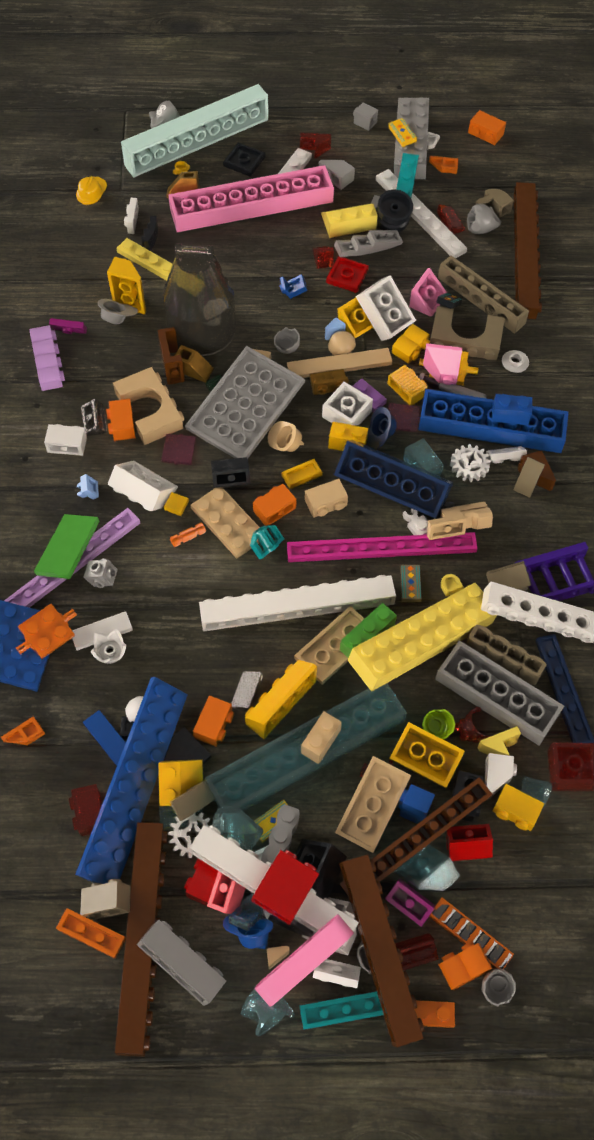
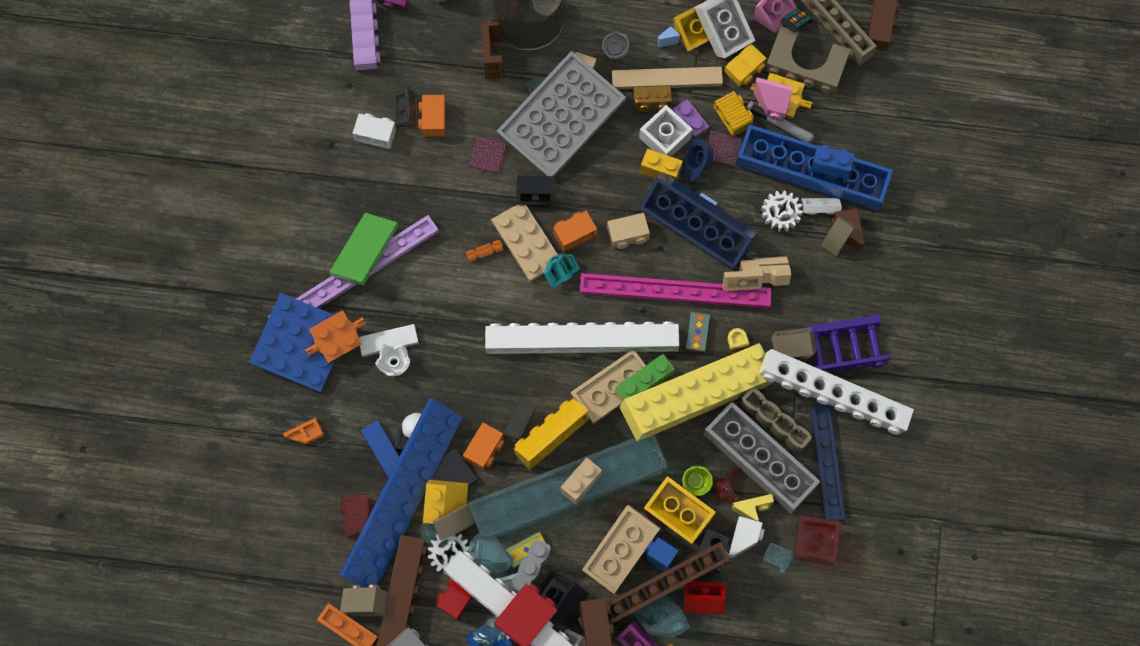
camera: 10 degrees right, 10 degrees up
(88, 487) = (392, 187): light blue tile -> none
(100, 573) = (393, 282): light grey brick -> none
(141, 485) = (445, 191): white slope -> none
(148, 385) = (464, 78): tan arch -> none
(176, 504) = (477, 216): yellow tile -> none
(194, 364) = (515, 62): pearl gold slope -> none
(226, 894) = (472, 614): coral brick -> none
(284, 437) = (596, 157): tan piece -> none
(301, 473) = (608, 199): yellow tile -> none
(341, 343) = (673, 55): tan hair -> none
(416, 524) = (716, 270): white plate -> none
(423, 457) = (734, 200): clear light blue brick -> none
(515, 367) = (853, 106): white piece -> none
(518, 807) = (757, 571): yellow brick -> none

